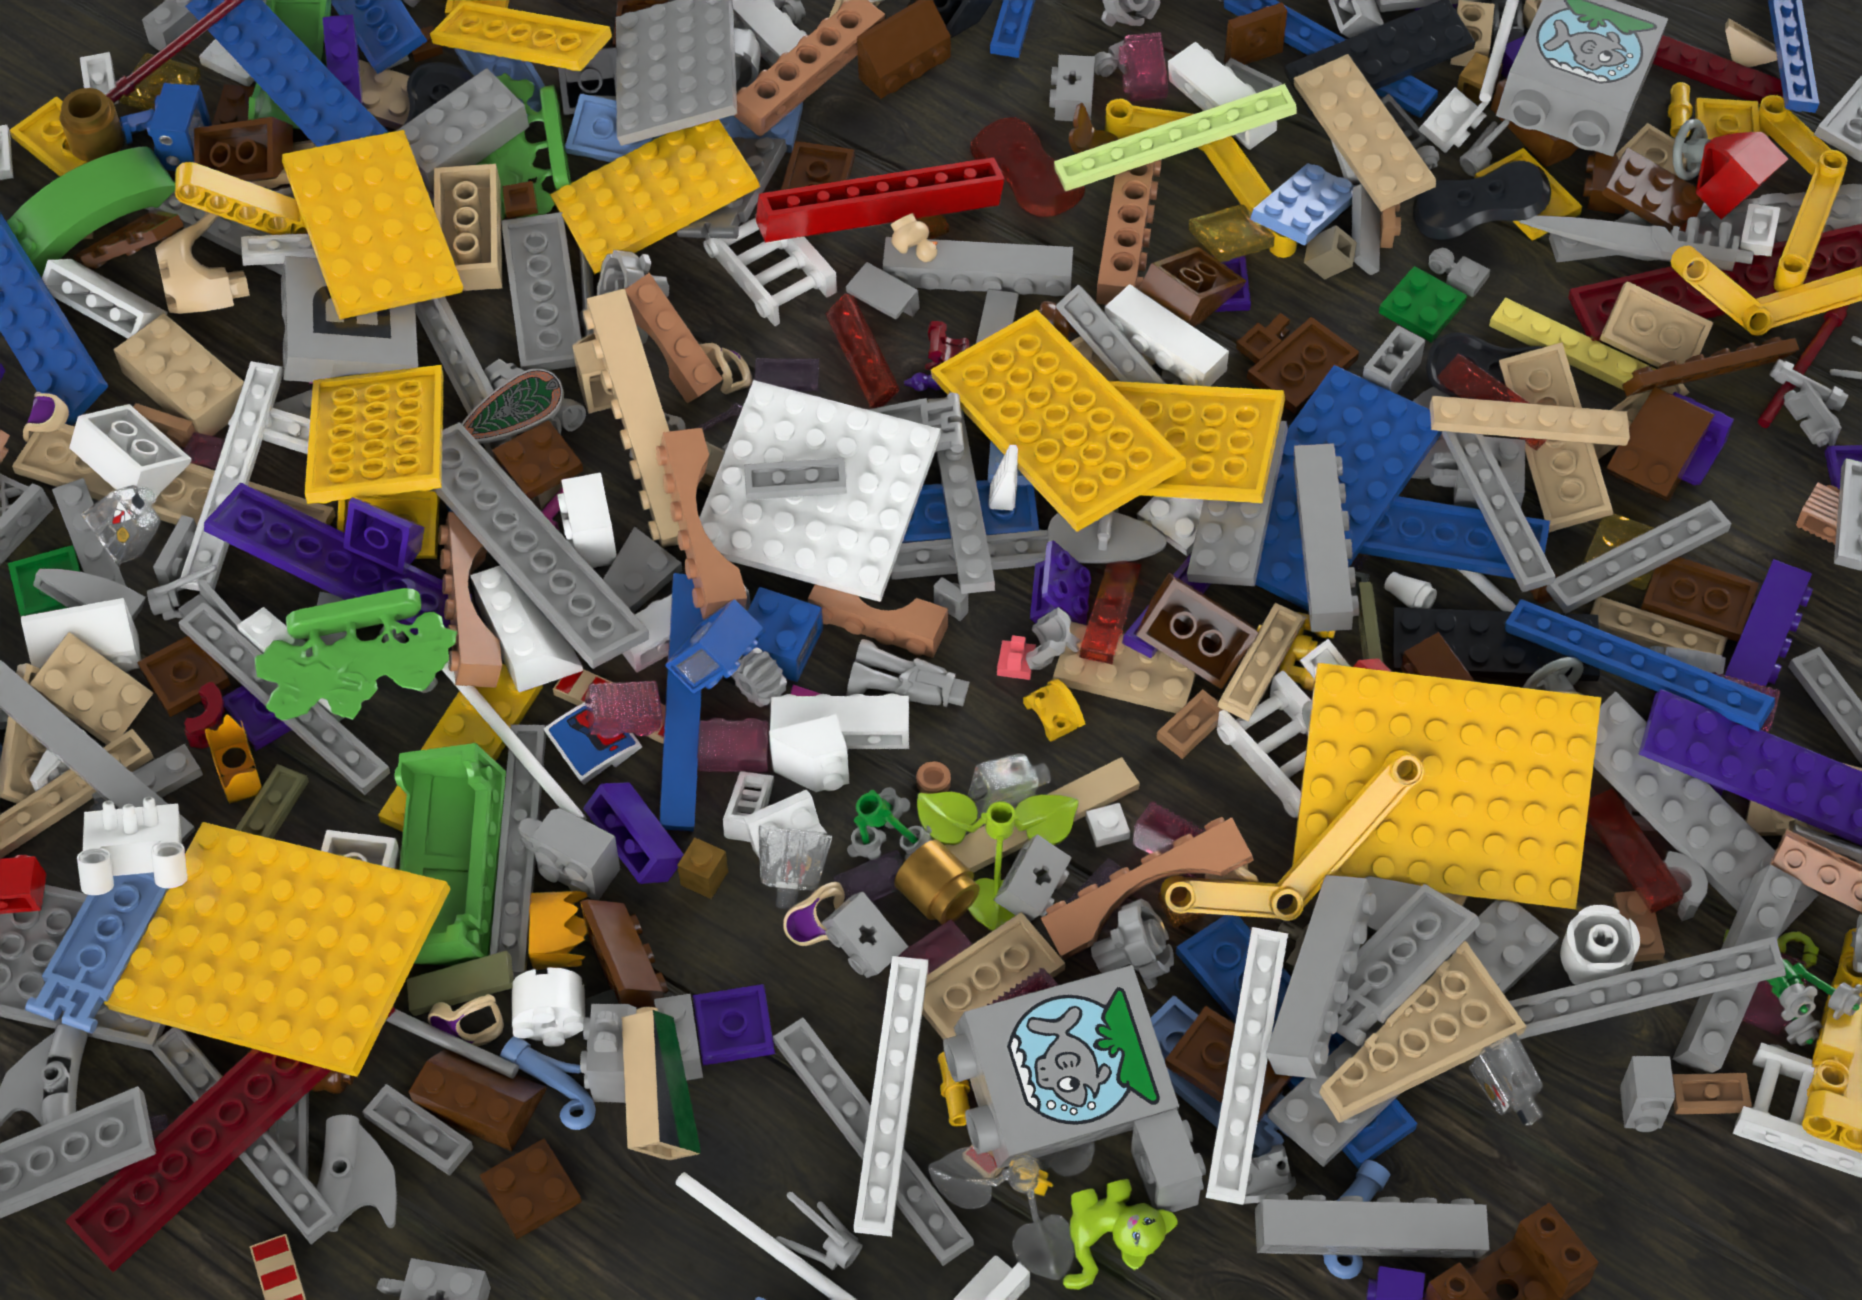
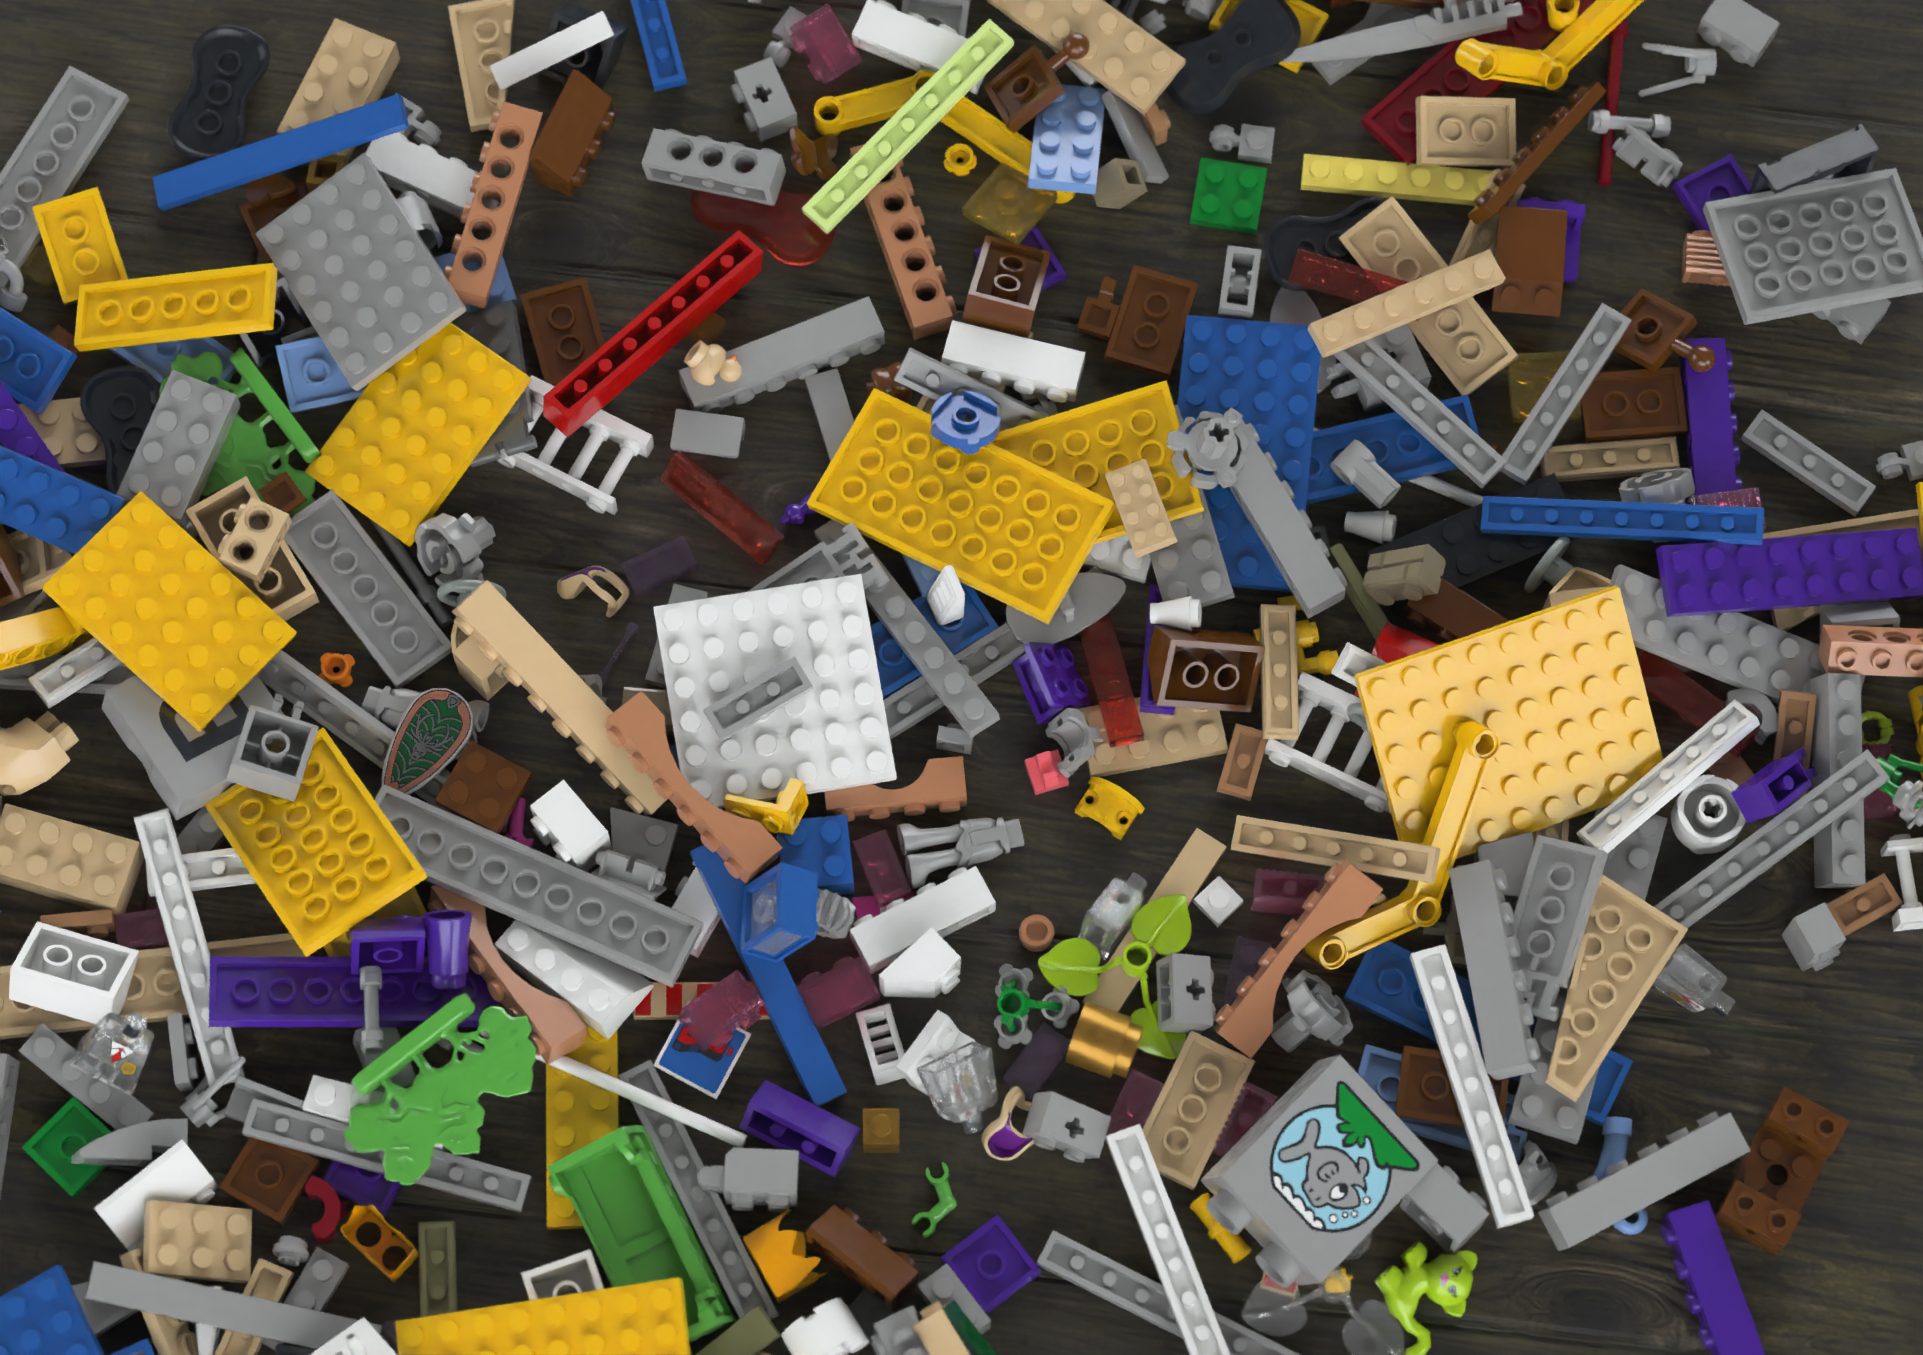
camera: 30 degrees left, 15 degrees up
(161, 736) = (291, 1251): none -> light grey plate
(352, 557) = (371, 982): none -> light grey bar
(384, 351) = (269, 731): none -> light grey hinge
(428, 556) = (447, 946): none -> dark purple plant
(473, 208) = (263, 542): none -> tan brick
(484, 338) = (344, 663): none -> orange plate
(623, 580) = (643, 879): none -> light grey hinge
(687, 362) = (518, 581): nougat arch -> none
(723, 957) = (946, 1204): none -> bright green arm
(764, 577) = (777, 817): none -> yellow bracket
(830, 666) = (882, 868): none -> clear pink plate
(941, 346) = (805, 467): dark red piece -> none
(1003, 112) = (694, 172): none -> light grey brick
(1095, 355) = (965, 435): none -> plate
(1195, 572) = (1177, 613): none -> white cone
(1206, 474) = (1141, 508): none -> tan piece
(1209, 190) = (960, 151): none -> yellow plate
(1259, 830) = (1331, 847): none -> tan plate
(1293, 445) = (1210, 447): none -> light grey piece
(1302, 151) = (1038, 72): none -> reddish brown plate
(1413, 624) = (1404, 574): none -> dark tan brick
(1422, 536) = (1359, 467): none -> light grey piece
(1576, 894) = (1669, 777): none -> white tile
(1668, 938) = (1774, 787): none -> dark purple hinge
(1712, 916) = (1795, 725): none -> medium nougat plate
(1753, 544) = (1672, 328): none -> reddish brown plate

